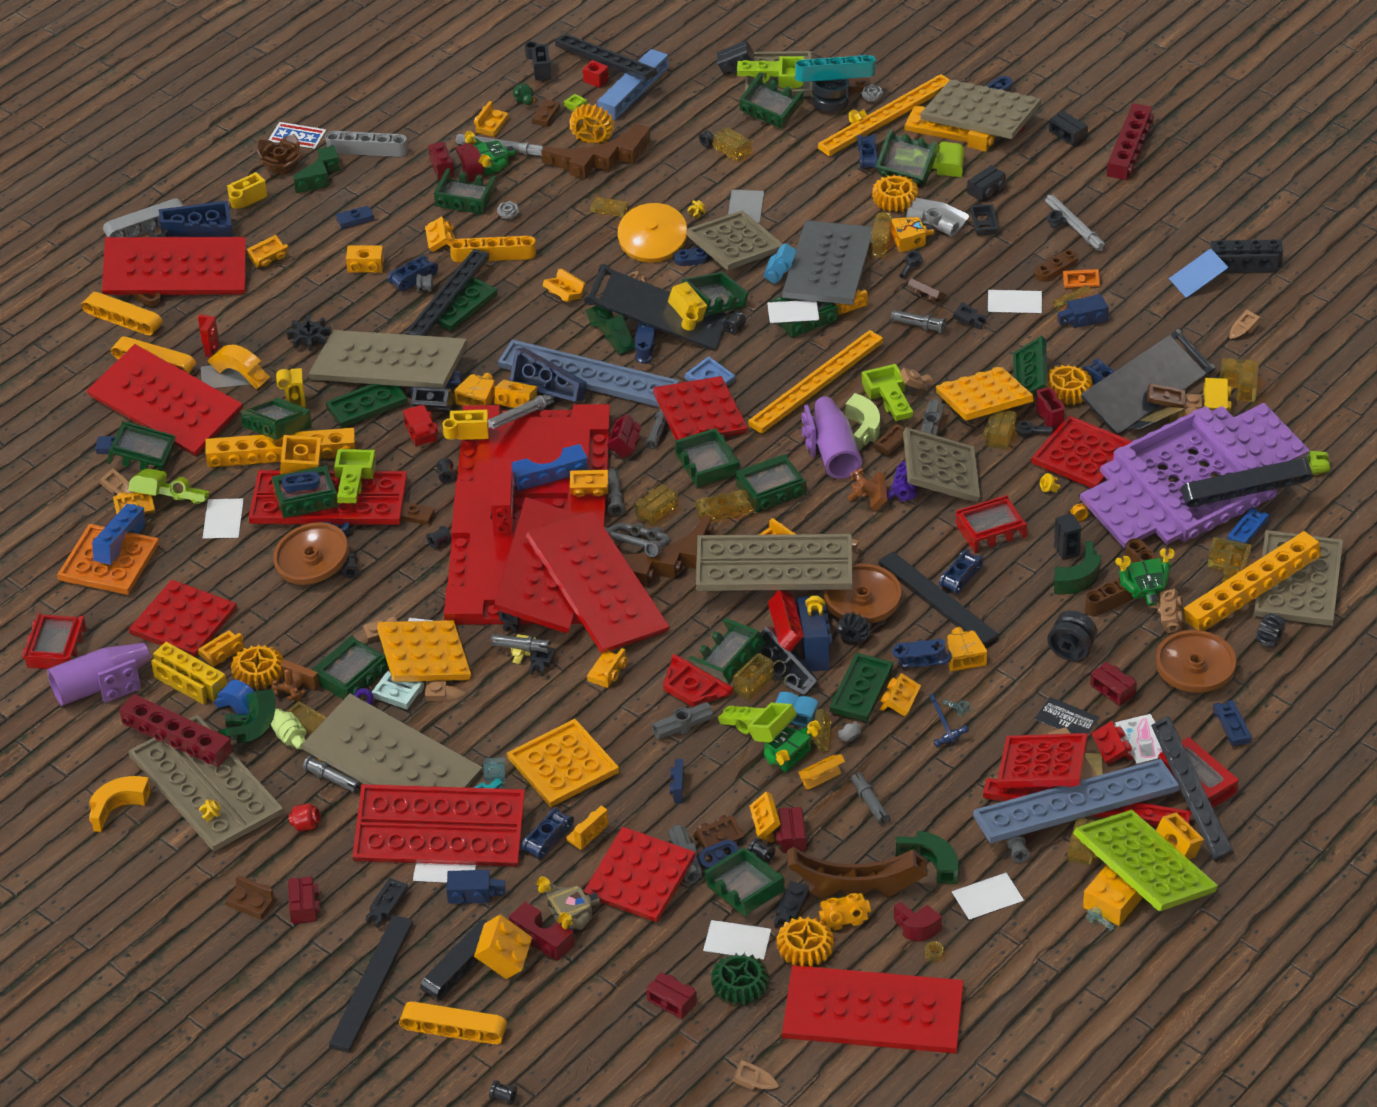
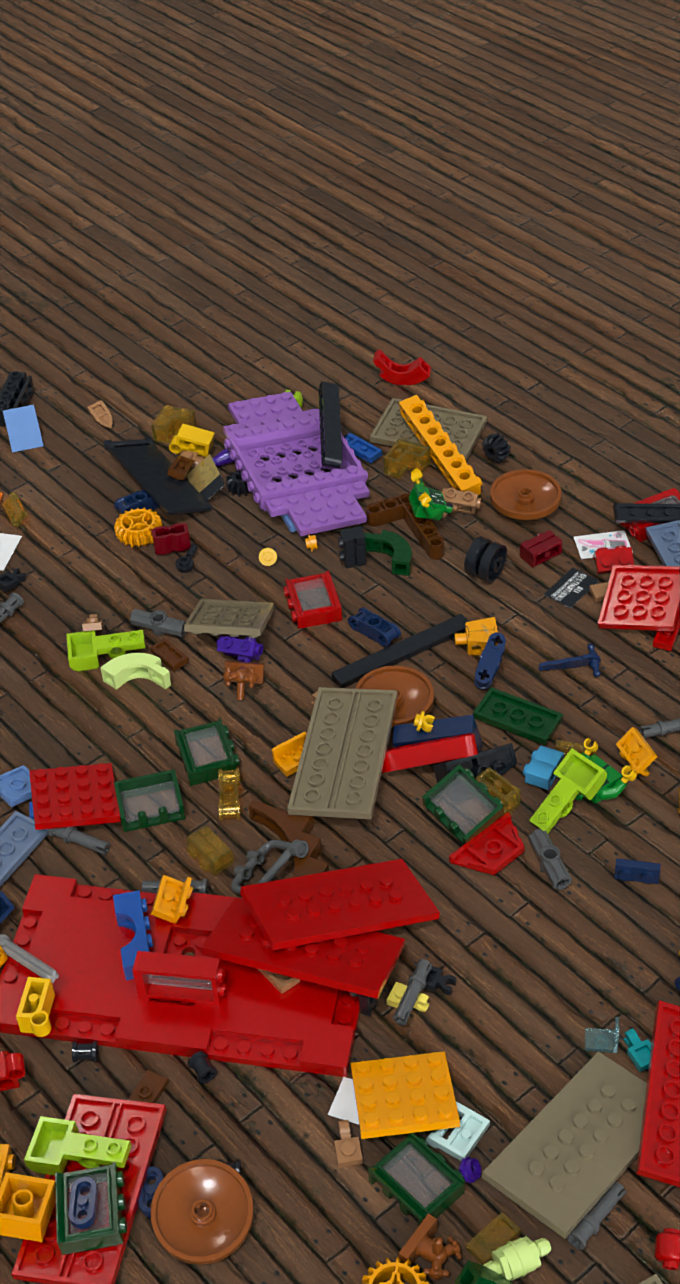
camera: 80 degrees left, 0 degrees up
(441, 692) = (465, 1085): medium nougat plate -> none
(562, 762) = (598, 973): light orange plate -> none
(607, 668) = (456, 919): light orange bracket -> none
(624, 436) = (93, 866): dark red brick -> none
(815, 382) = (61, 703): light orange plate -> none
(834, 438) = (154, 691): medium lavender piece -> none
(850, 732) = (580, 729): light grey plate -> none
(854, 628) = (442, 705): black gear -> none
(900, 694) = (533, 689): light orange bracket -> none
(961, 707) = (553, 652): clear light blue hand -> none
(984, 393) = (133, 580): light orange plate -> none
(1000, 429) = (183, 577): clear yellow brick -> none
(1031, 365) = (113, 544): dark green plate -> none
(1079, 451) = (233, 530): red plate -> none
(1084, 311) = (41, 503): dark blue hinge -> none
(1232, 723) = (595, 488): dark blue plate -> none

